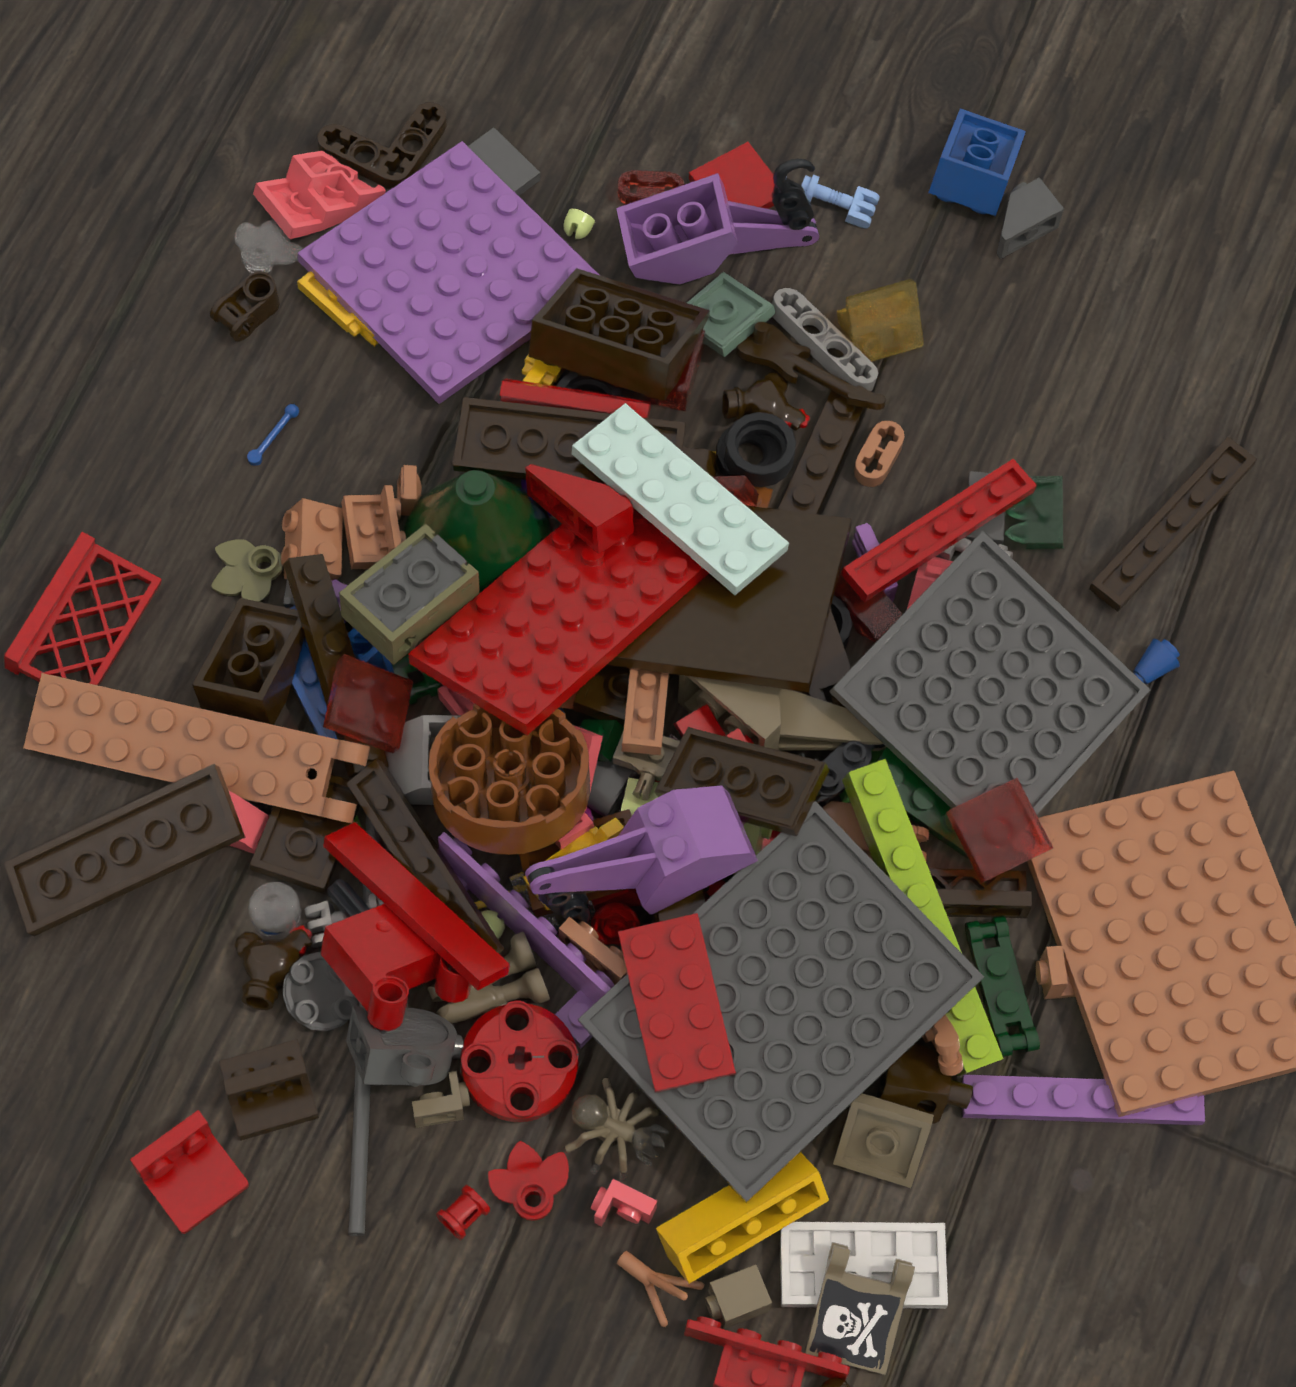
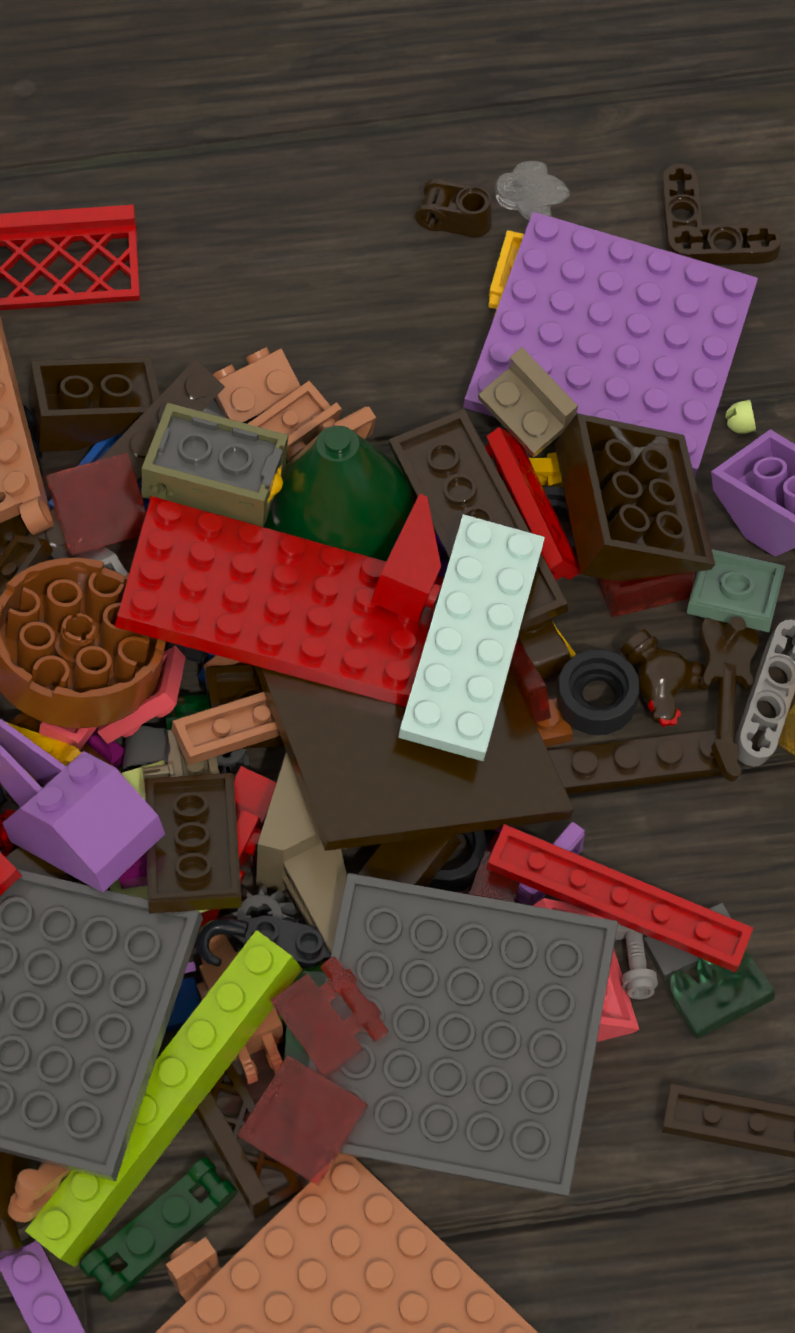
camera: 65 degrees right, 5 degrees down
(242, 571) = (181, 351): olive plate -> none
(255, 456) = (312, 301): blue hinge -> none
(314, 194) = (611, 199): coral slope -> none
(495, 347) = (529, 403): none -> dark tan bracket
(505, 161) = (763, 325): dark grey tile -> none
(886, 457) = (684, 810): nougat beam -> none
(936, 776) = (317, 1024): none -> clear red plate
(1157, 661) = (621, 1196): blue cone -> none

